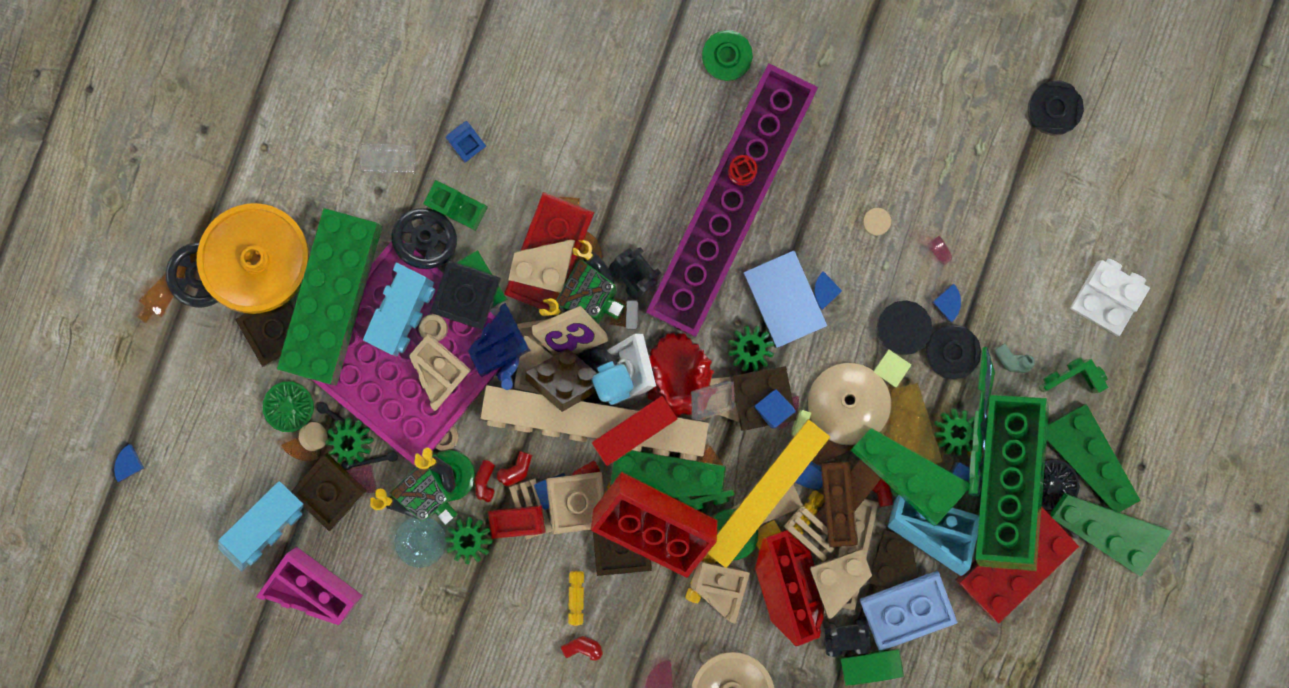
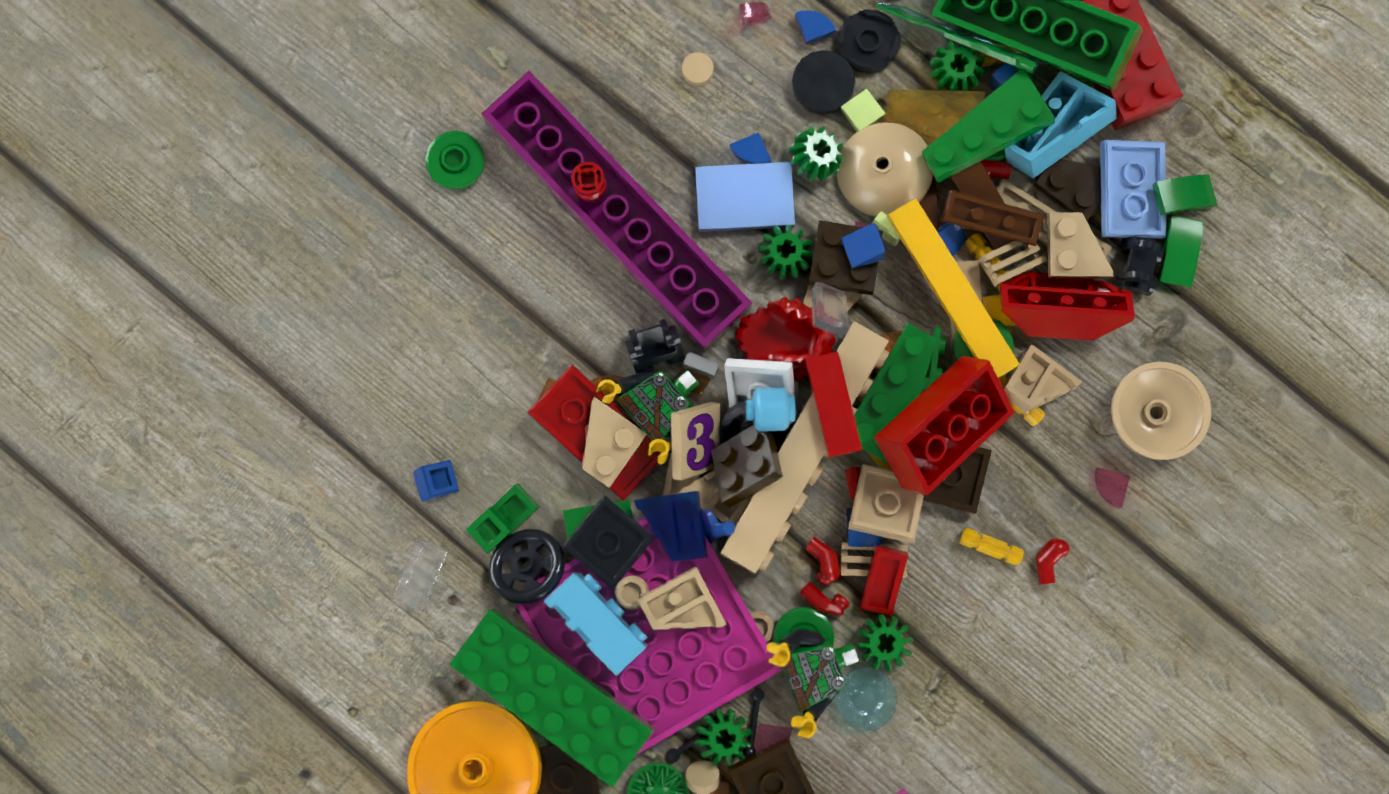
camera: 75 degrees left, 5 degrees down
(832, 337) = (805, 150): none -> green gear
(920, 654) = (1184, 194): none -> green slope

